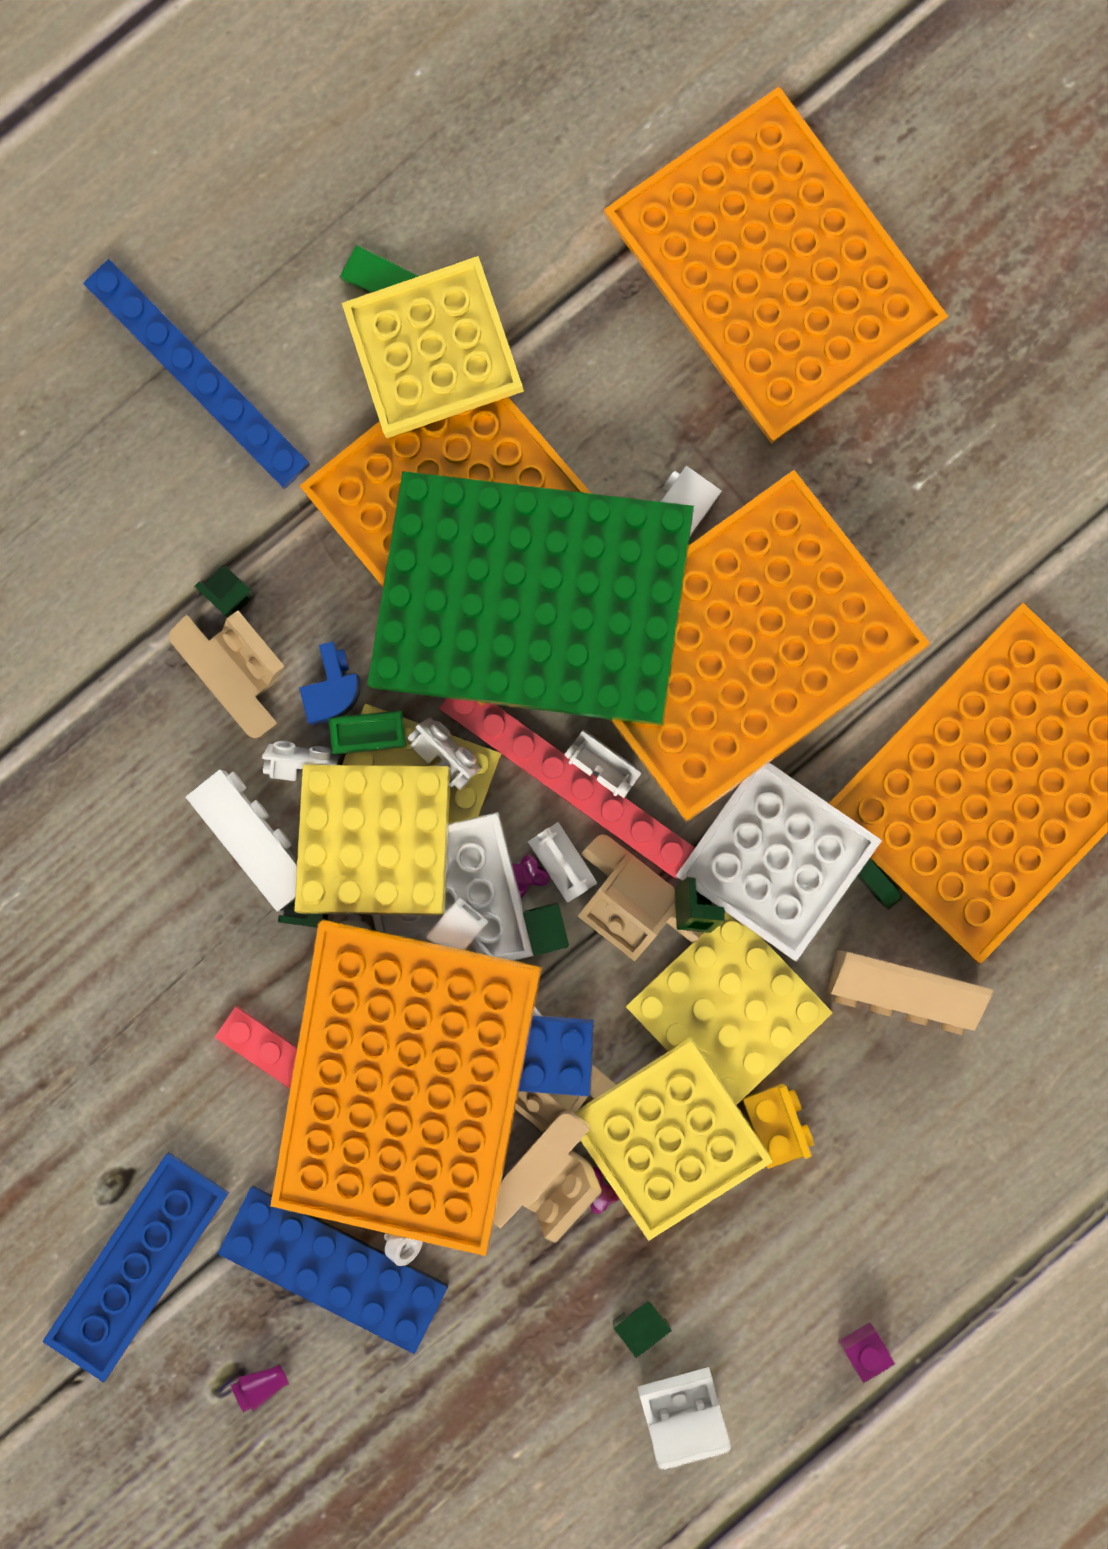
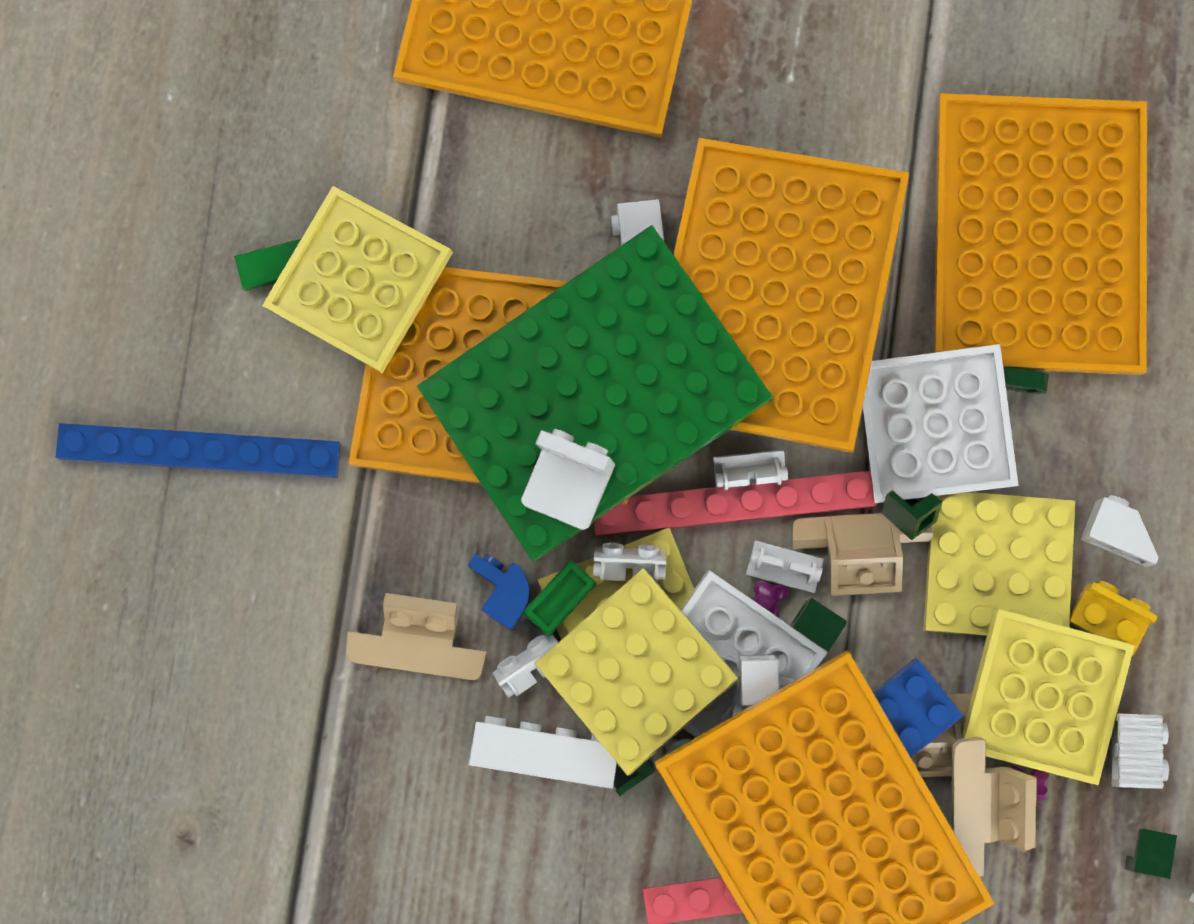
camera: 40 degrees left, 5 degrees down
(226, 591) = (362, 589): dark green panel -> none
(446, 647) = (567, 479): none -> white bracket
(703, 1243) = (1138, 751): none -> white brick
(844, 1066) = (1119, 531): none -> white slope
(907, 991) = (1113, 436): tan slope -> none

